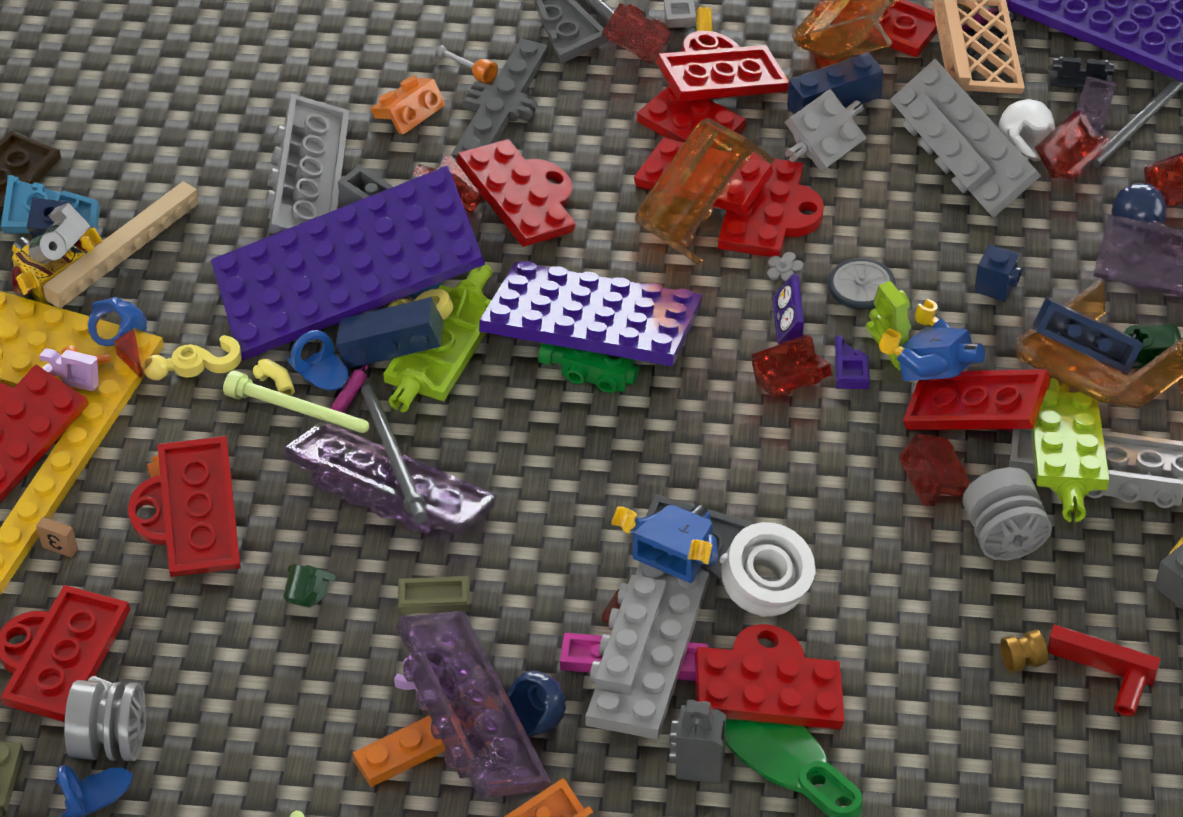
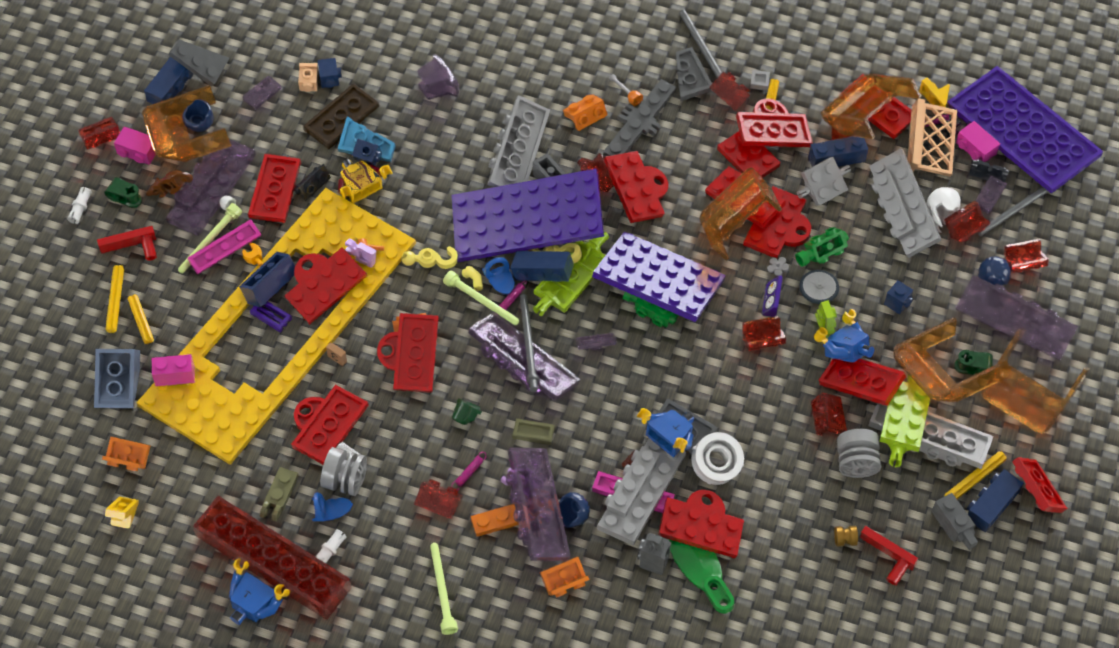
camera: 10 degrees right, 10 degrees up
(61, 235) = (368, 167): light grey leg -> none
(120, 245) = (403, 174): tan piece -> none
(128, 352) = (395, 247): clear red piece -> none
(130, 317) = (399, 223): blue piece -> none
(153, 99) = (437, 79): none -> clear purple piece
(286, 736) = (437, 498): none -> clear red bracket
(333, 680) = (465, 475): none -> dark pink piece
(509, 433) = (595, 342): none -> clear purple plate
(846, 227) = (820, 248): none -> green brick
(850, 366) = (799, 338): dark purple tile -> none
(1050, 35) = (977, 142): none -> dark pink brick
(1087, 335) = (935, 353): dark blue brick -> none

